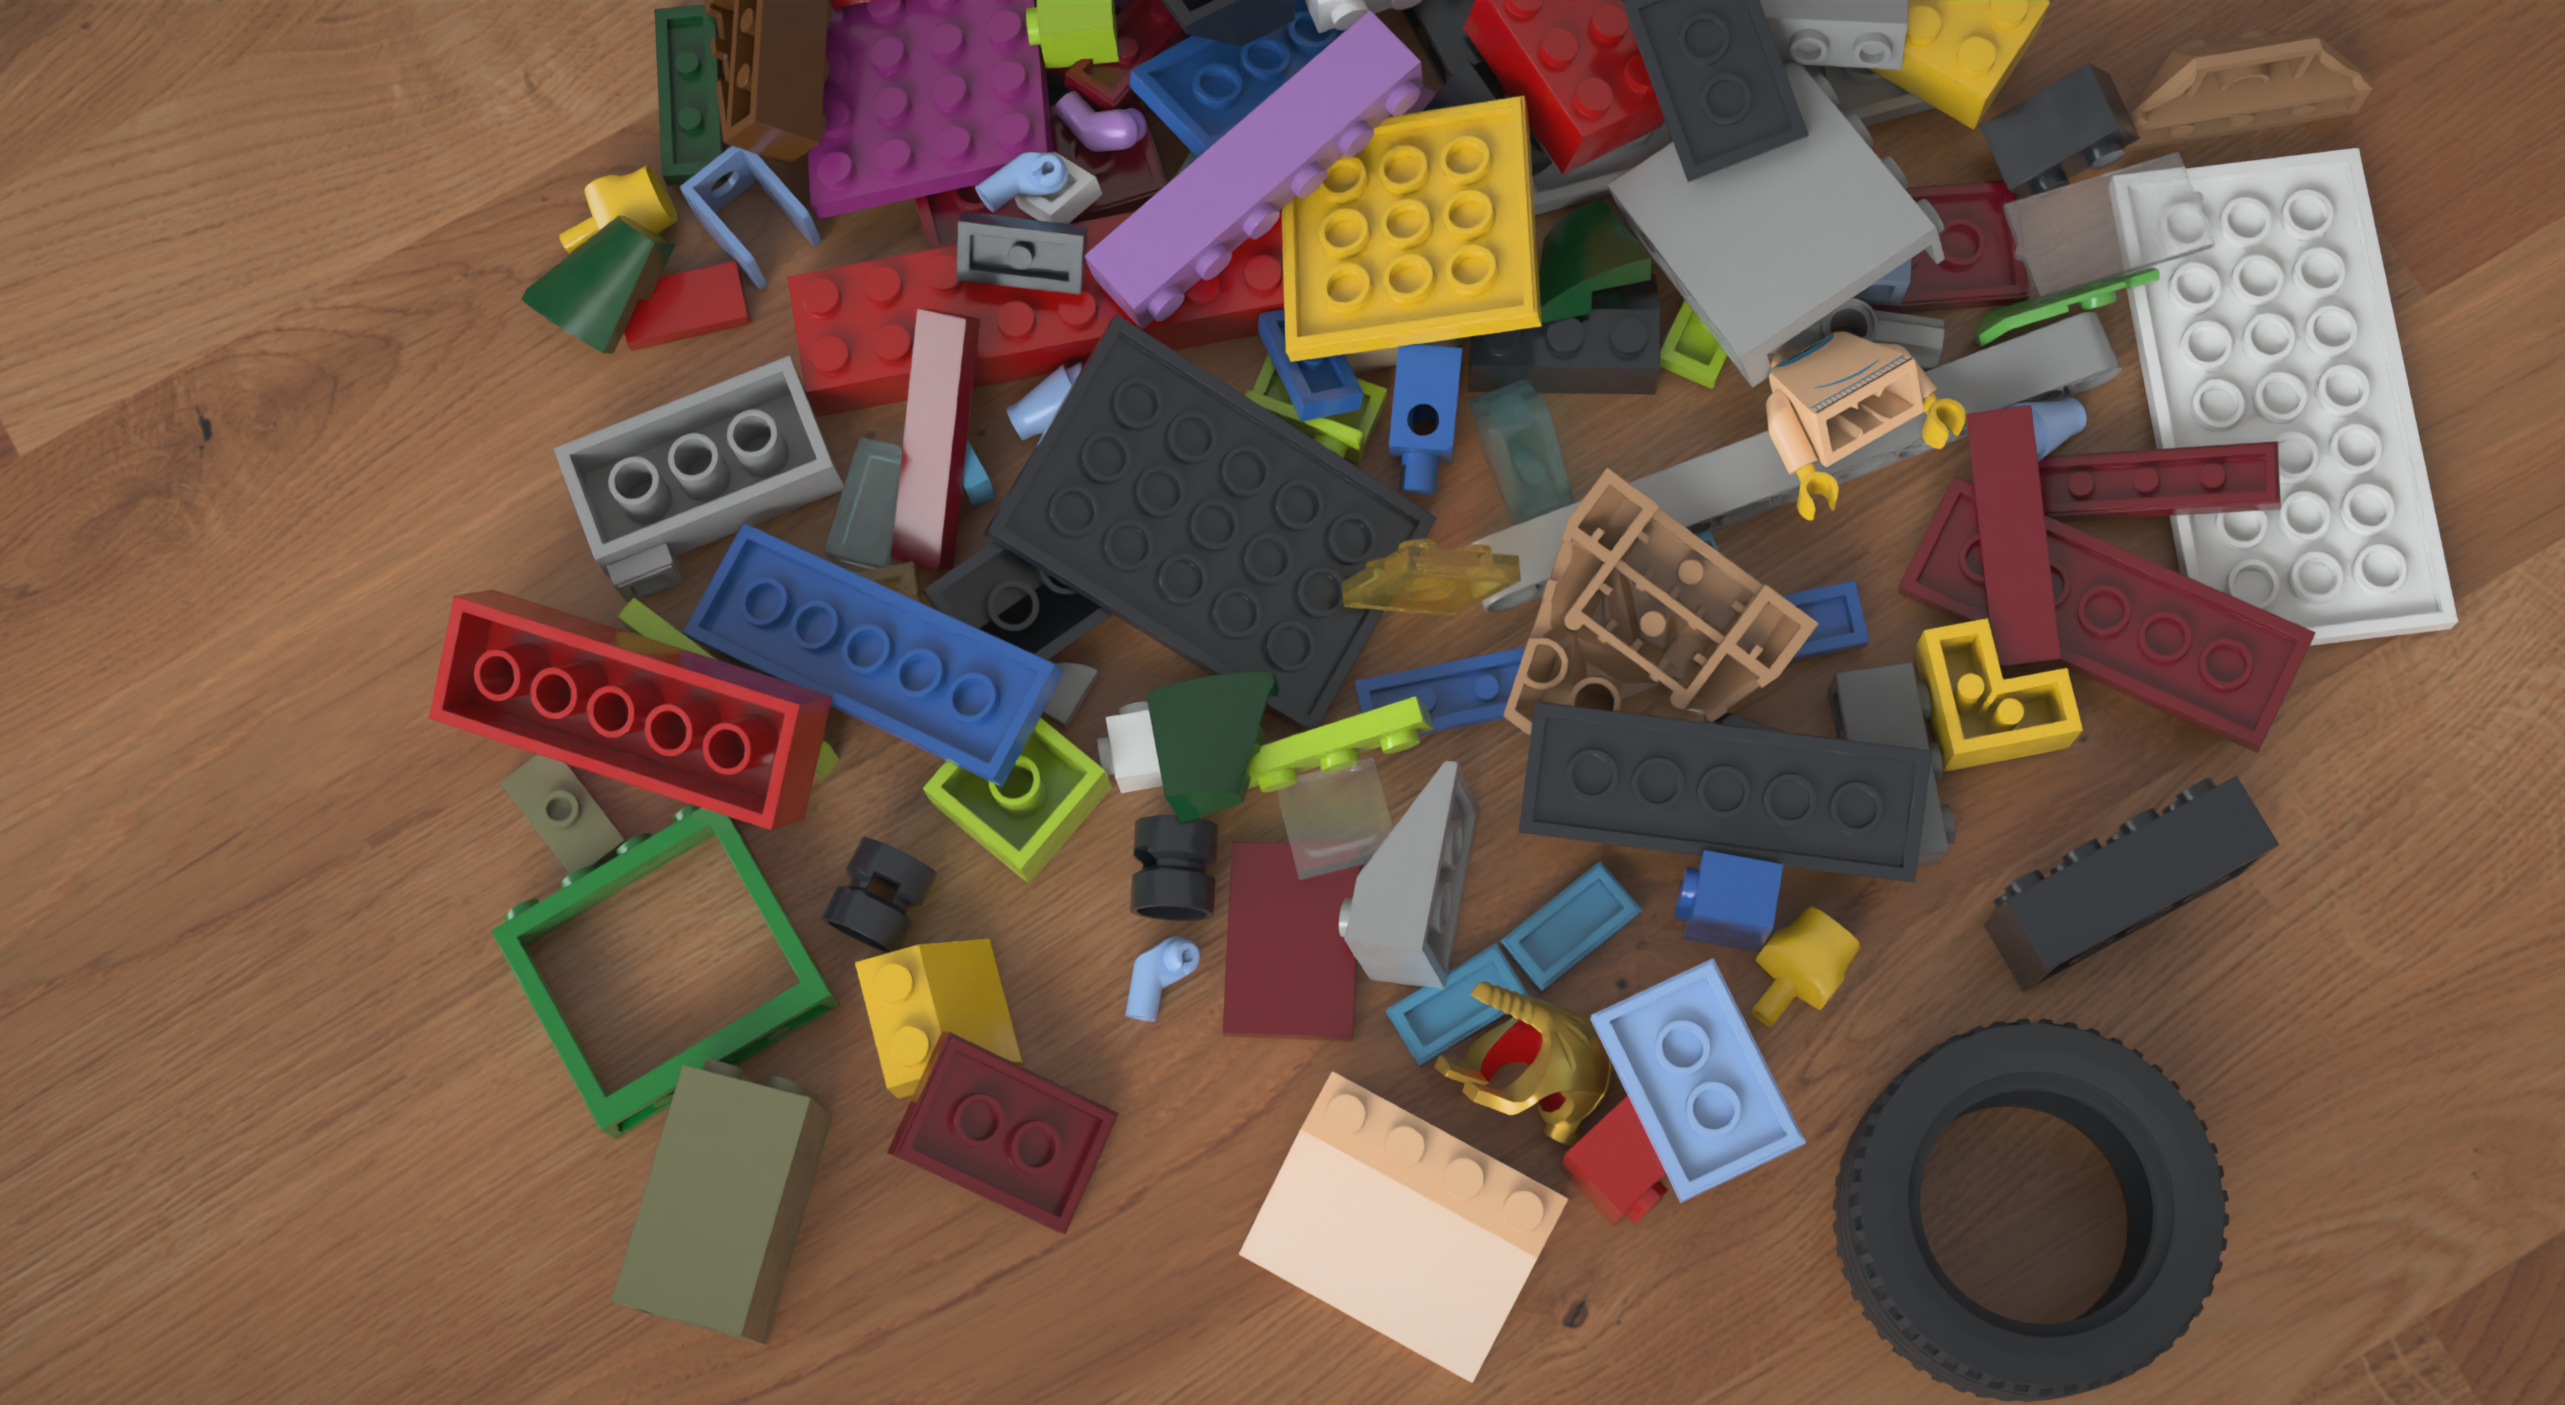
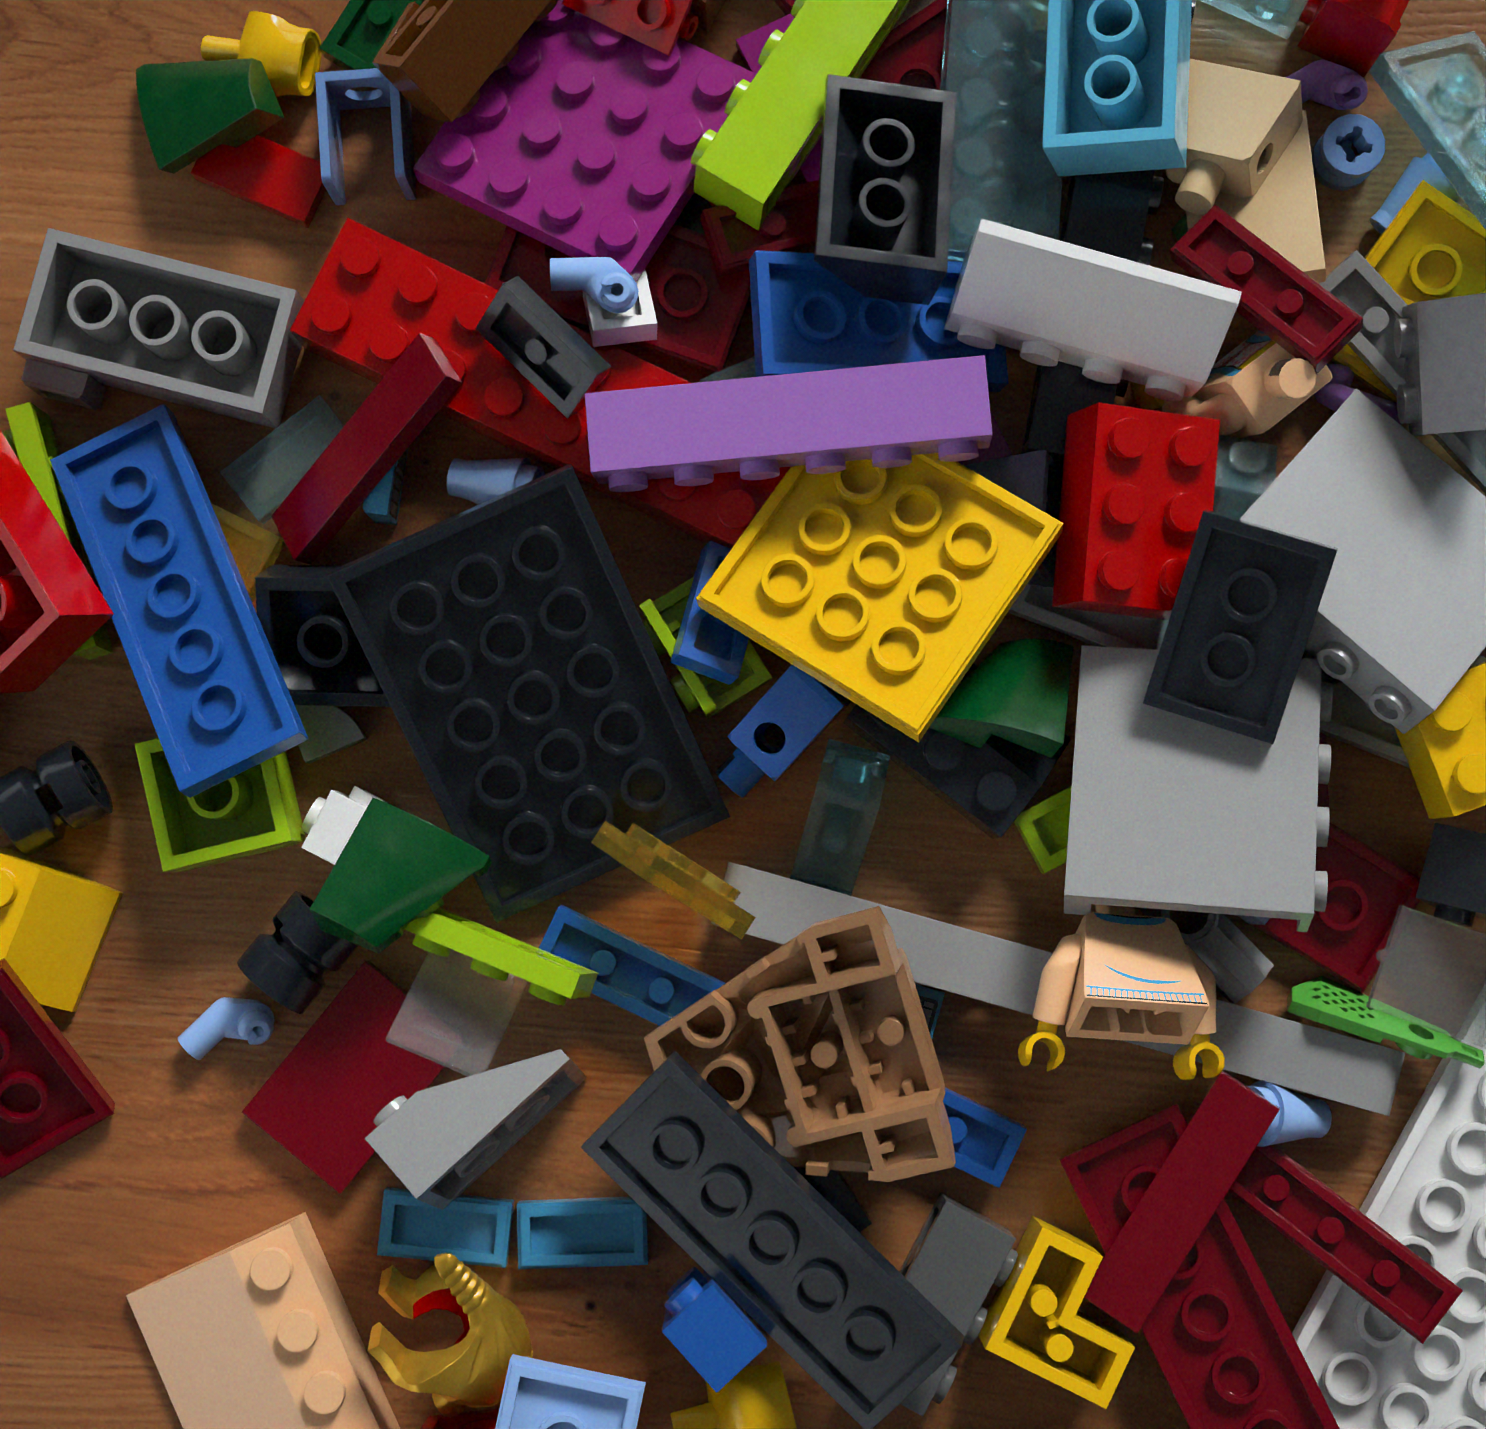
camera: 30 degrees right, 10 degrees up
(1103, 129) = (700, 281): medium lavender arm -> none

